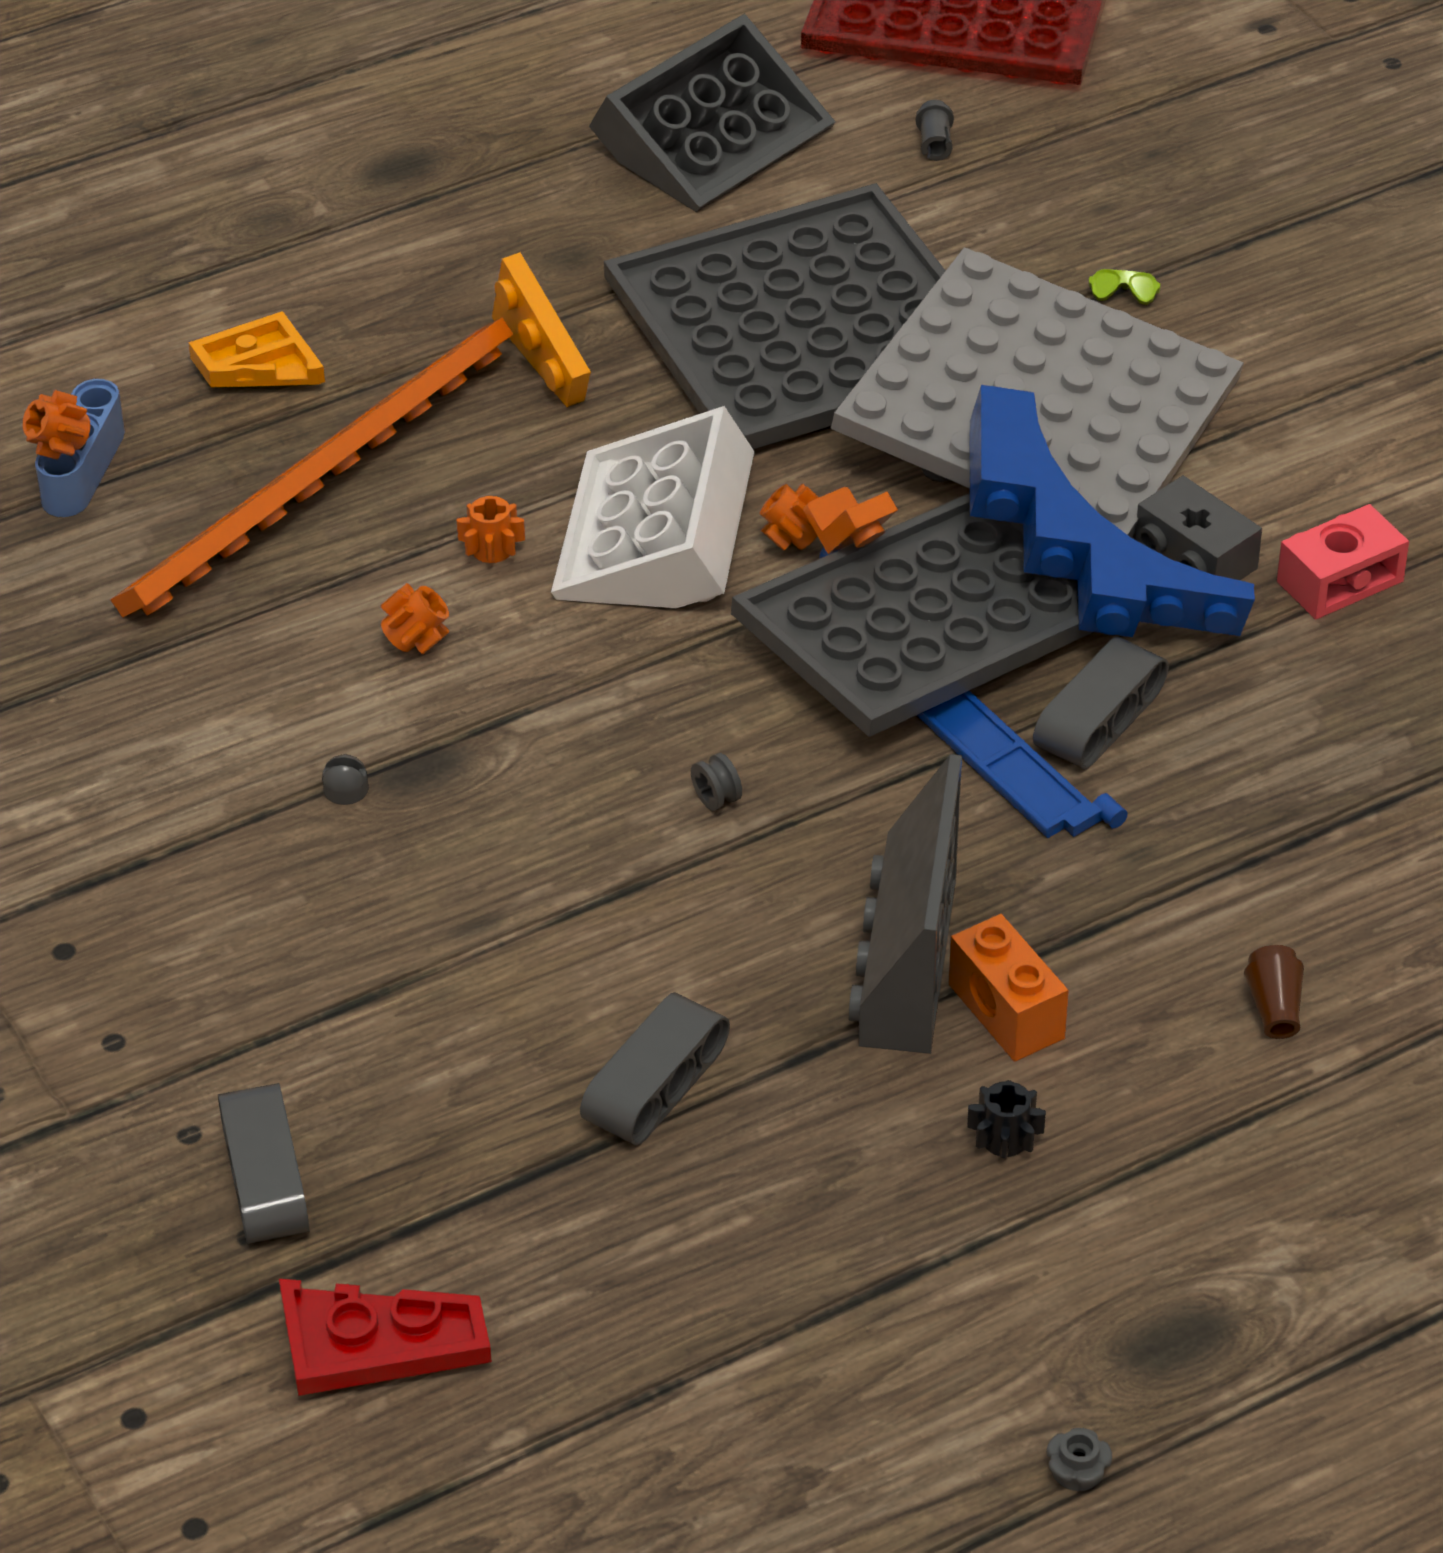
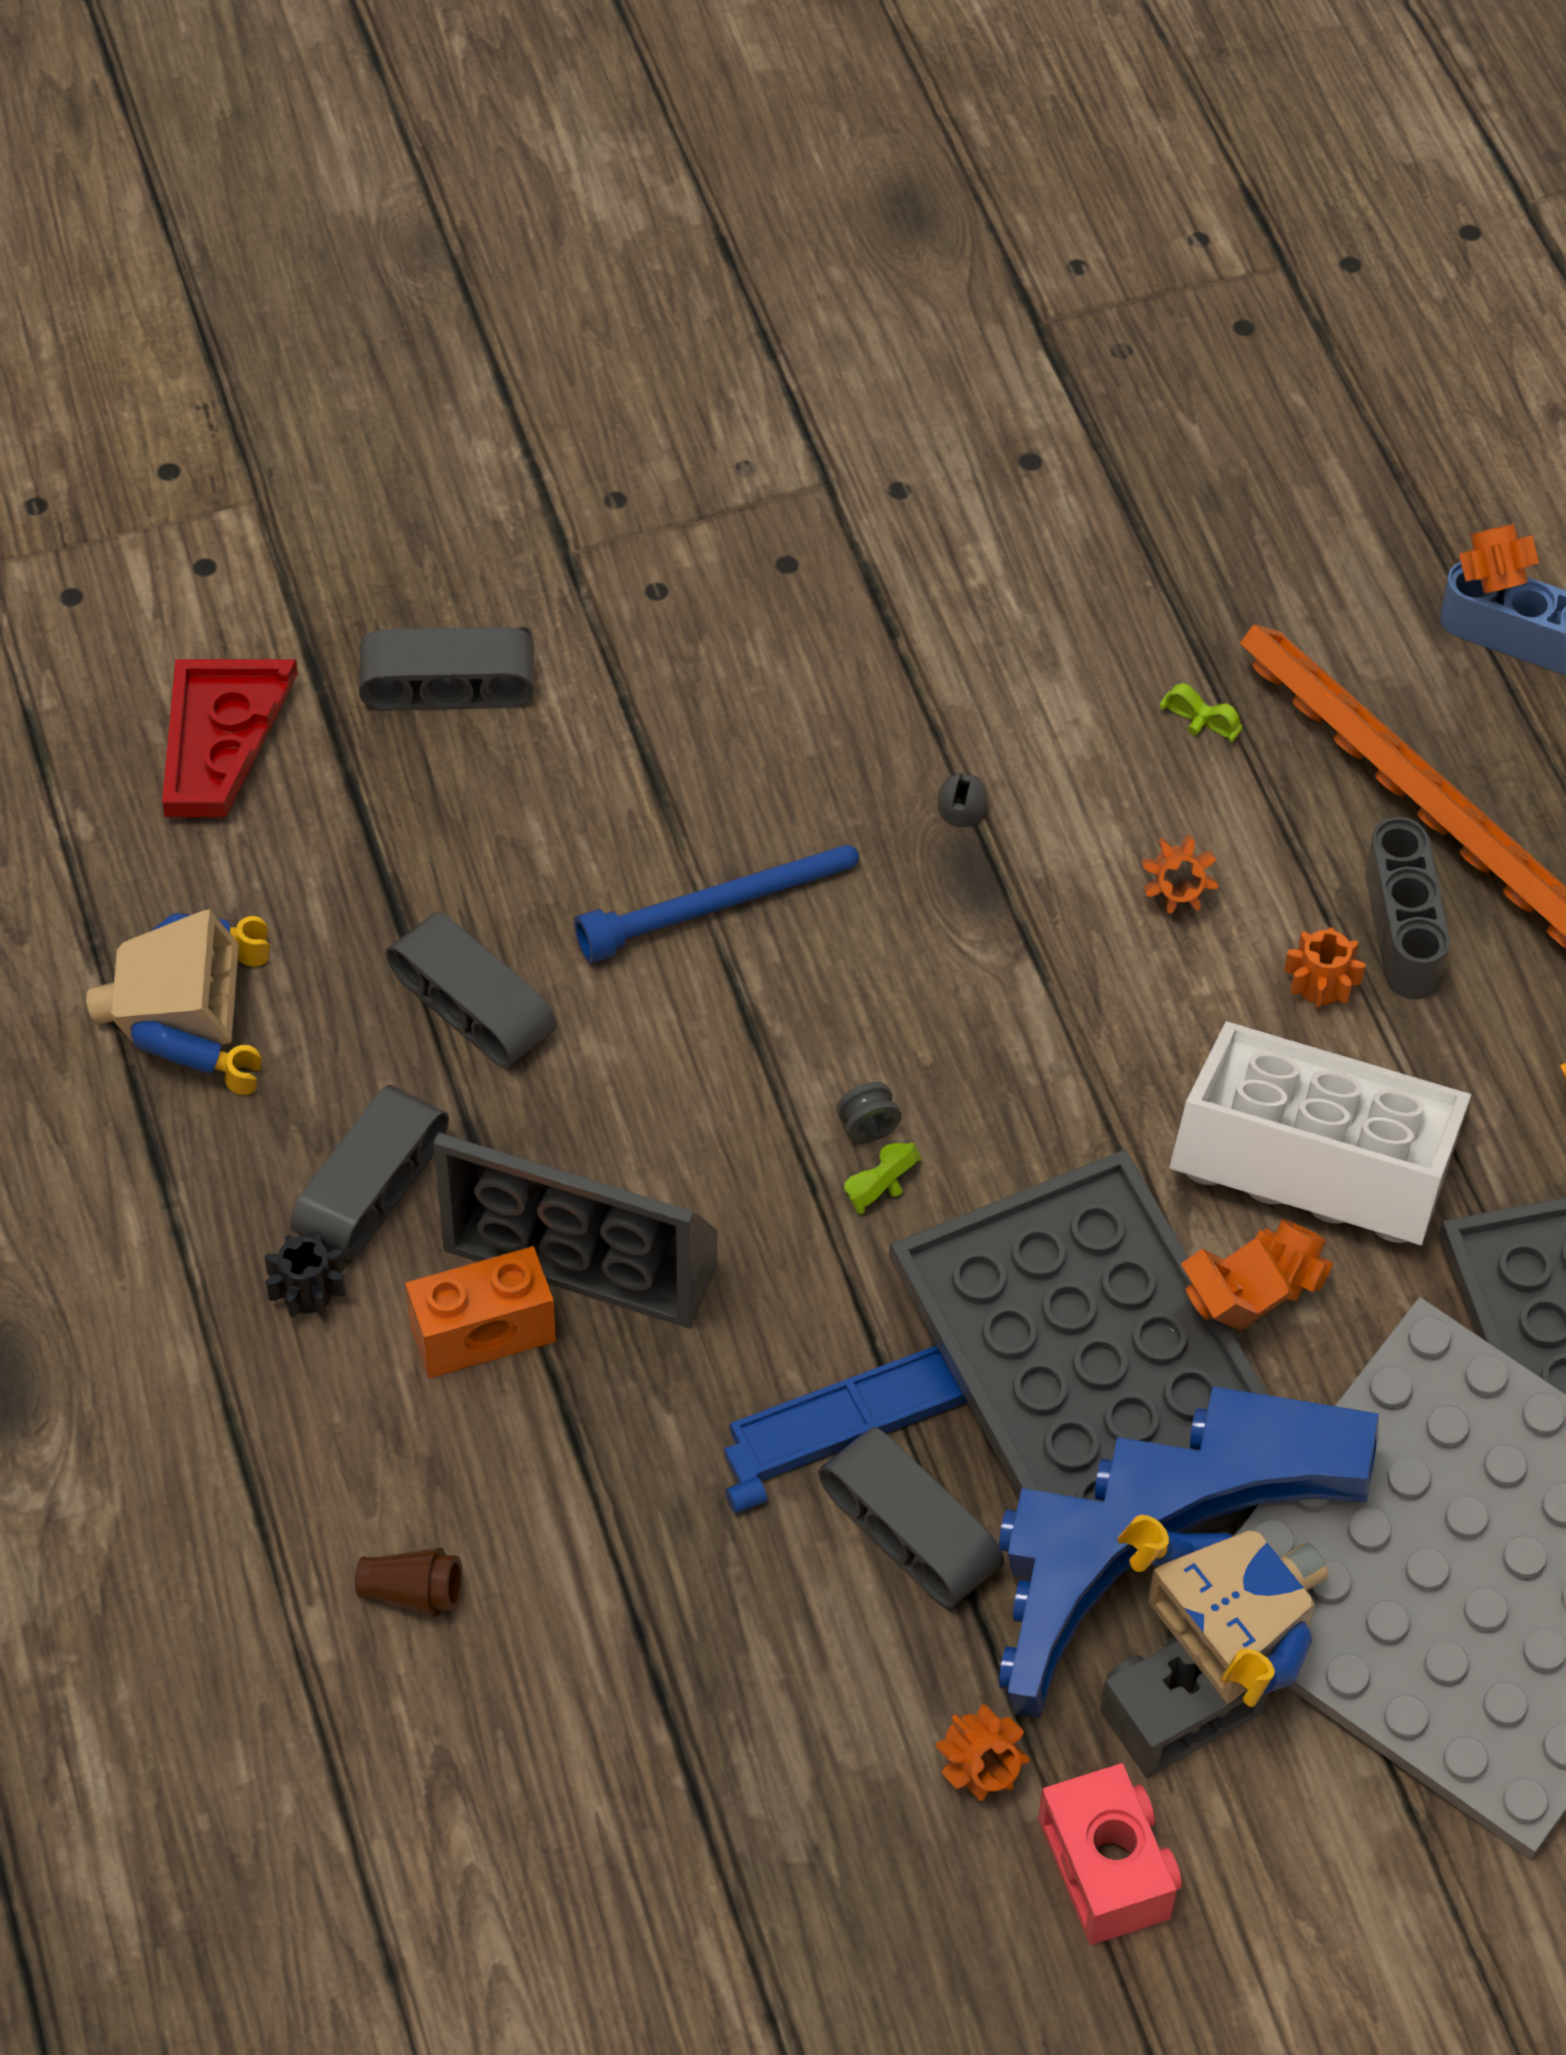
camera: 100 degrees right, 10 degrees up
(219, 628) = (1187, 703): none -> lime piece
(413, 488) = (1407, 908): none -> dark grey beam
(562, 989) = (603, 933): none -> blue piece
(723, 1272) = (179, 992): none -> tan torso
(787, 778) = (869, 1184): none -> lime piece
(880, 1099) = (369, 1171): none -> dark grey beam
(1152, 474) = (1231, 1603): none -> torso
(1292, 630) = (982, 1752): none -> orange gear

